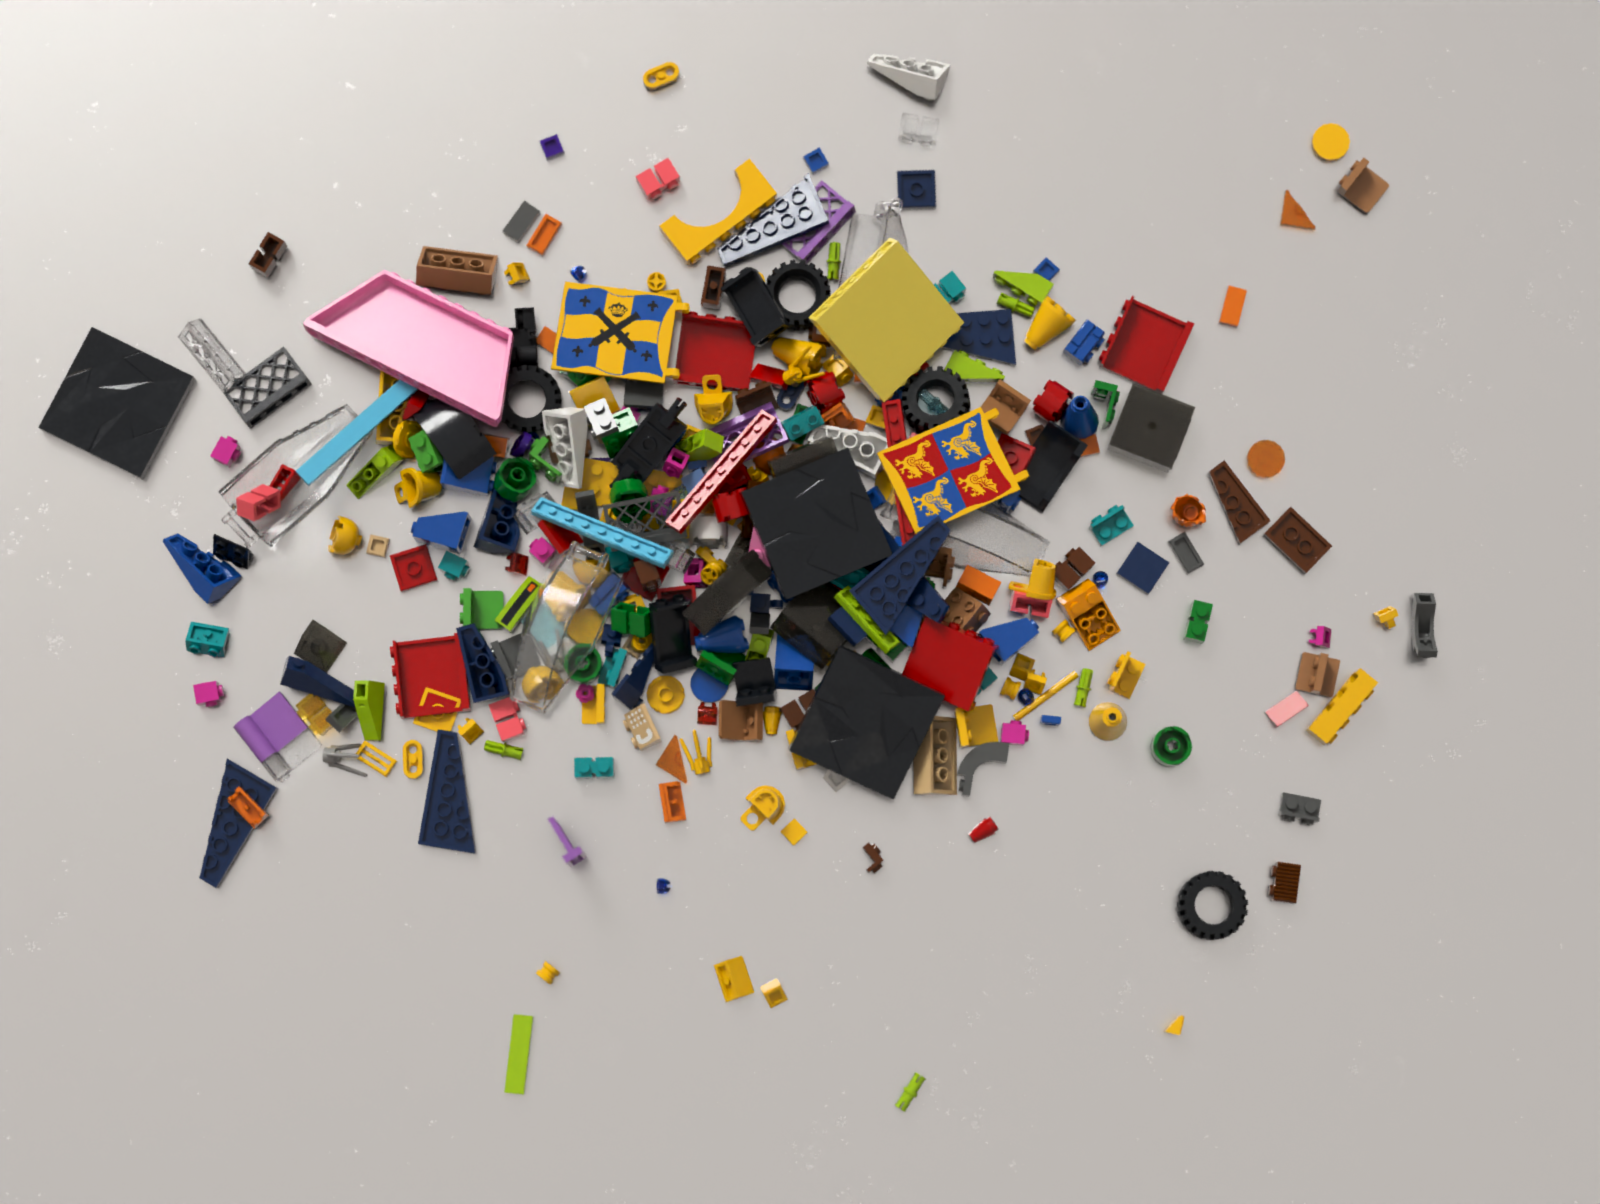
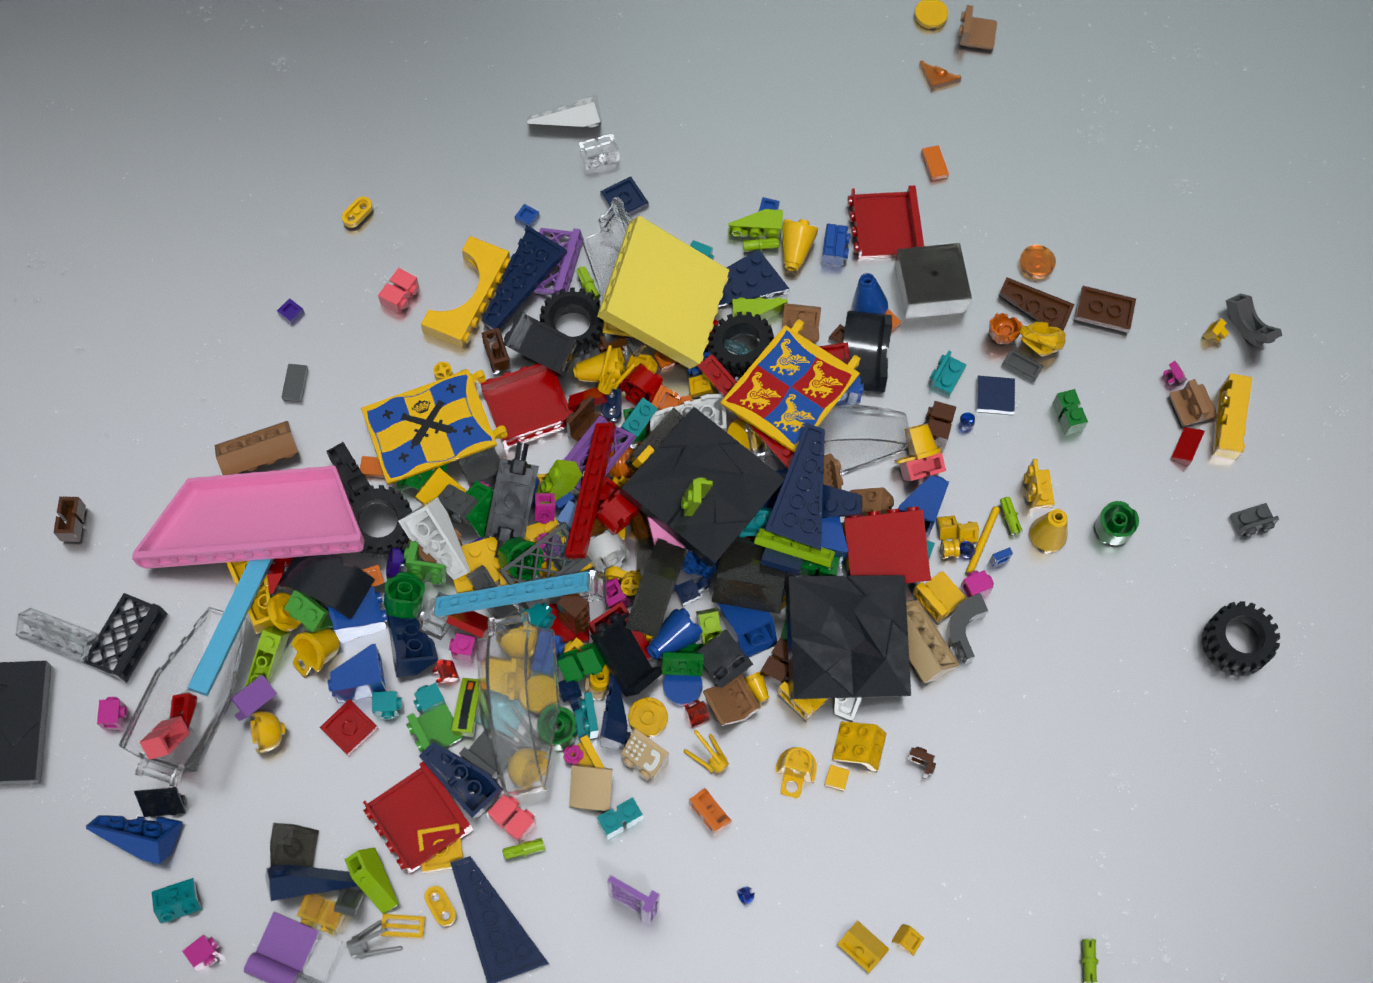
camera: 30 degrees left, 15 degrees down
(346, 503) = (253, 697): none -> medium lavender panel
(377, 546) = (303, 725): tan tile -> none
(470, 730) = (482, 848): yellow tile -> none
(491, 579) = (428, 698): none -> teal brick
(517, 272) = (314, 424): yellow tile -> none
(544, 234) = (321, 383): orange tile -> none
(578, 273) = (368, 398): clear blue hinge -> none
(584, 729) = (590, 787): none -> tan slope
(672, 761) = (689, 774): clear orange tile -> none
(713, 403) = (549, 443): yellow container -> none
(759, 623) = (699, 606): dark grey tile -> none
(777, 471) = (643, 456): none -> yellow tile
(793, 535) = (692, 497): none -> lime bracket
(828, 815) = (860, 744): none -> yellow bracket
(978, 584) = (868, 476): orange hinge -> none
(983, 830) = (1004, 682): red cone -> none
(1052, 401) = (838, 299): red brick -> none
(1063, 630) = (964, 477): yellow wheel -> none
(1088, 614) = (975, 453): light orange slope -> none
(1106, 390) = (883, 270): green bracket -> none
(1176, 1026) = (1281, 762): yellow slope -> none
(1217, 538) = (1043, 338): none -> yellow helmet
(1285, 882) = (1286, 586): reddish brown brick -> none

